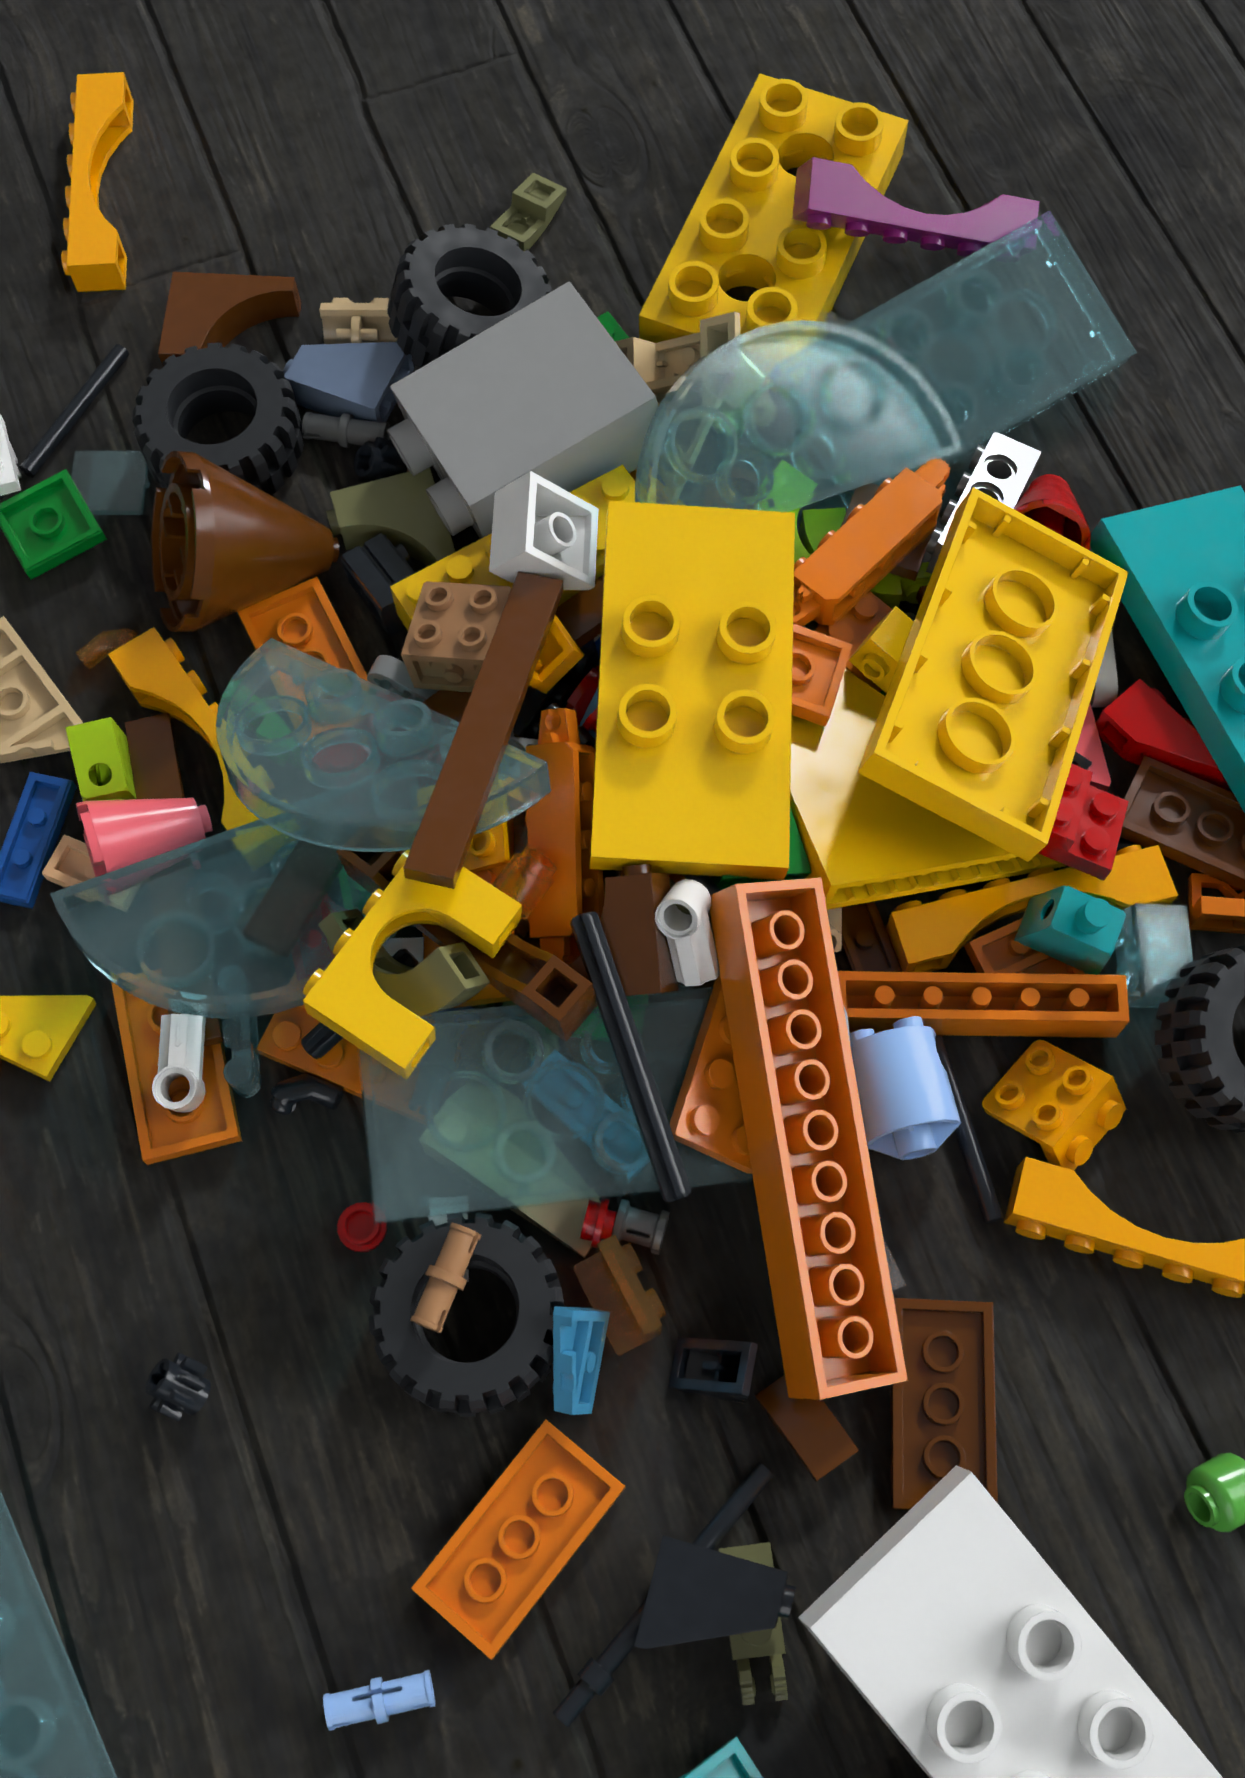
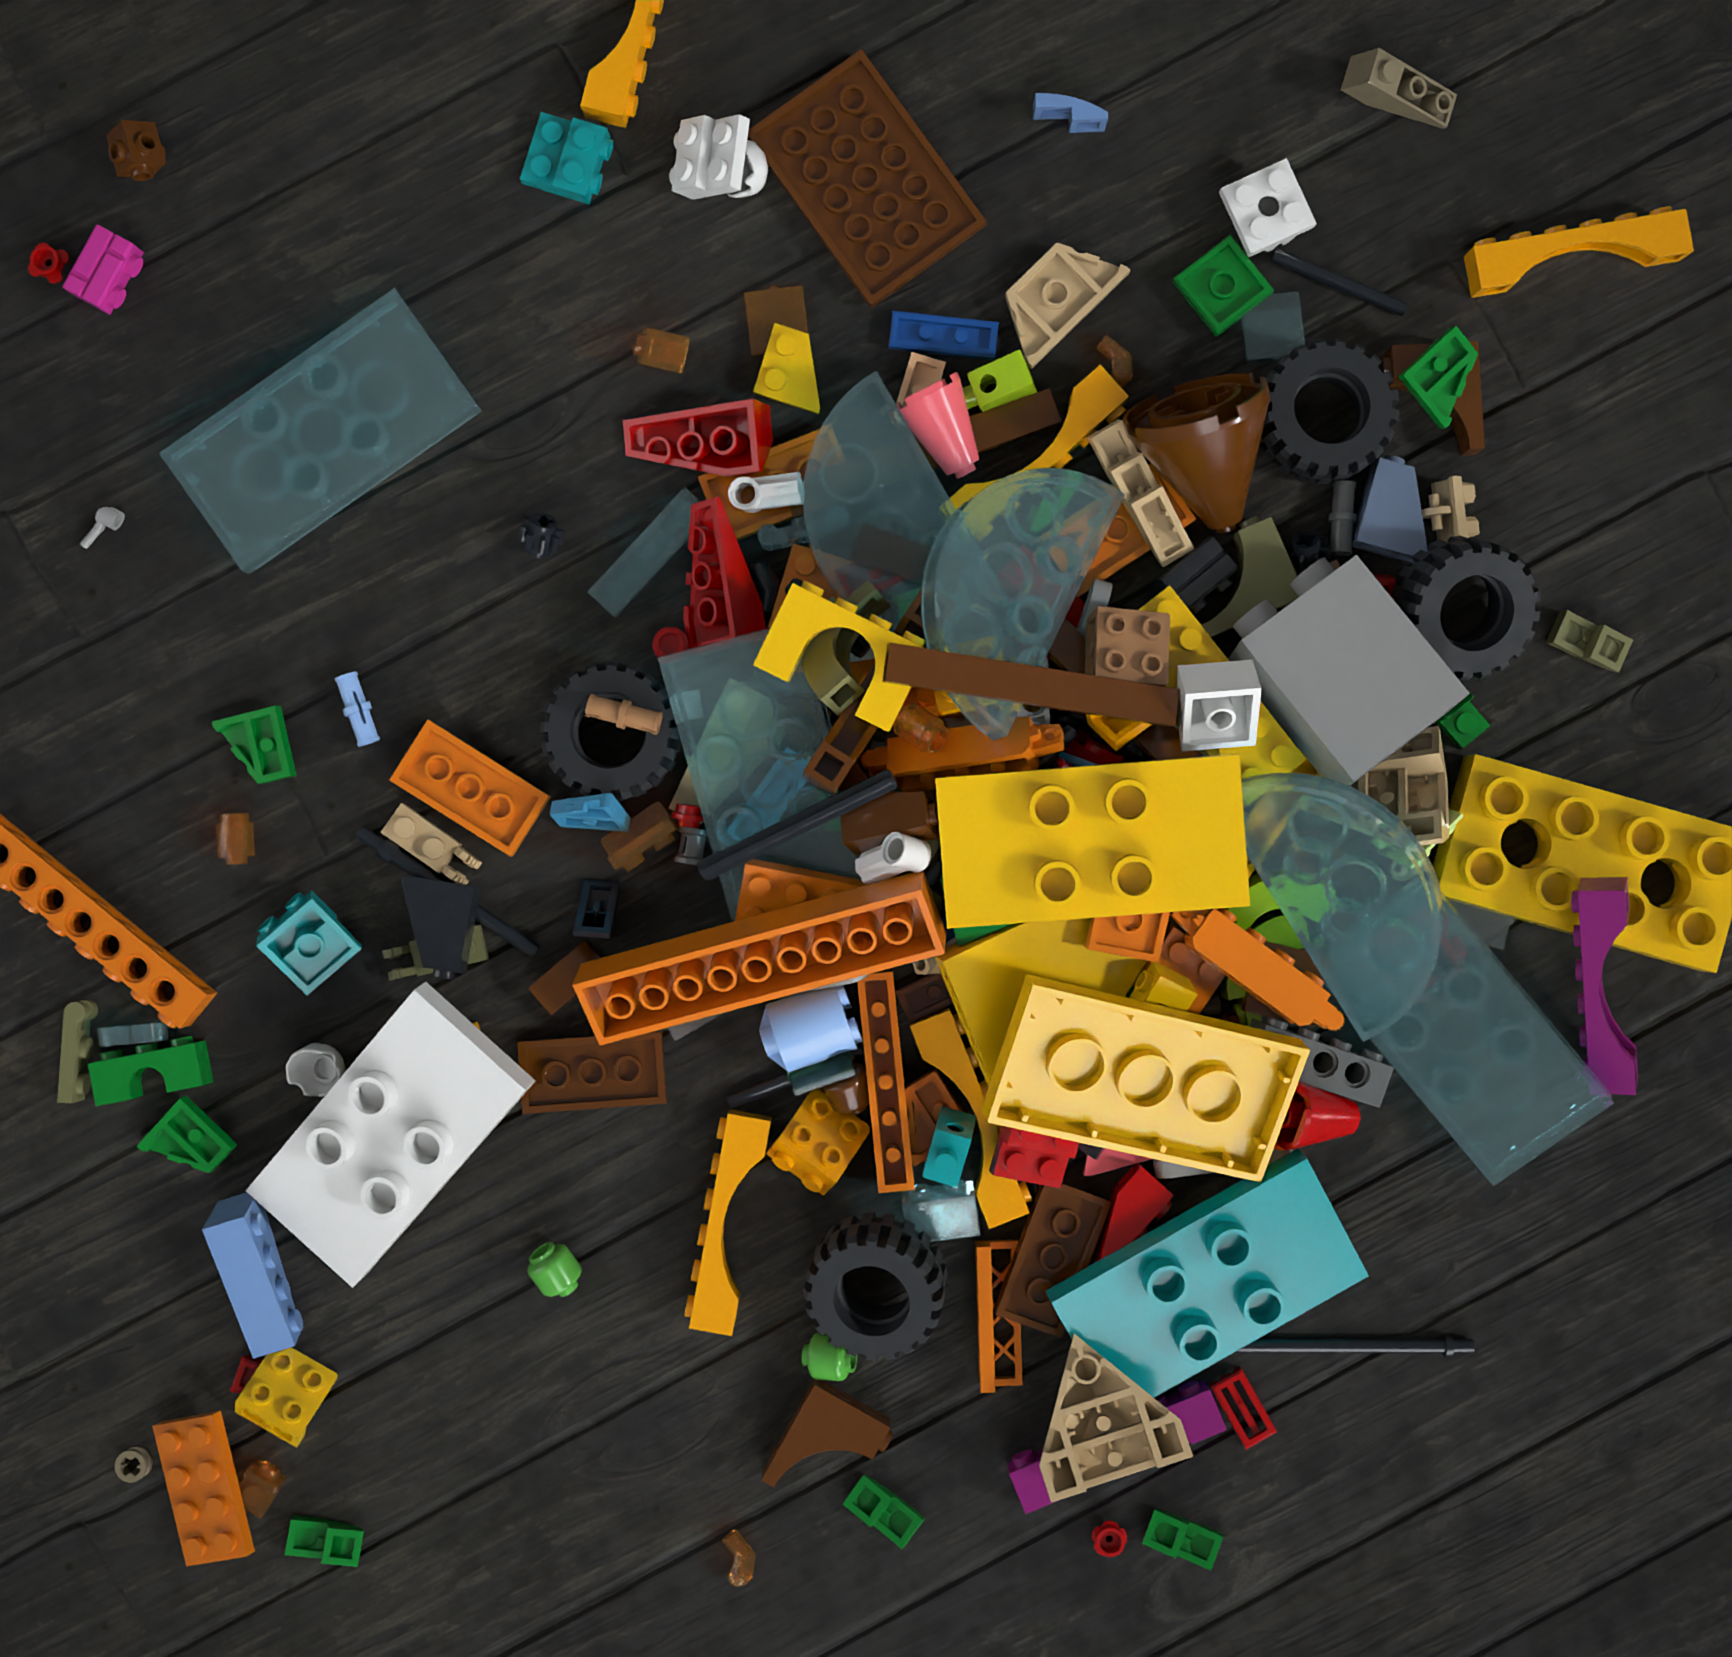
camera: 80 degrees right, 20 degrees up
(93, 1138) = (710, 439): none -> red wedge
(202, 305) = (1440, 374): none -> green wing
(232, 1240) = (645, 555): none -> clear light blue plate
(288, 617) = (1143, 496): none -> tan slope
(292, 1146) = (722, 588): none -> red wedge
(590, 1615) = (428, 843): none -> tan hinge
(966, 1081) = (821, 1073): none -> piece
(983, 1056) = (849, 1094): none -> reddish brown head

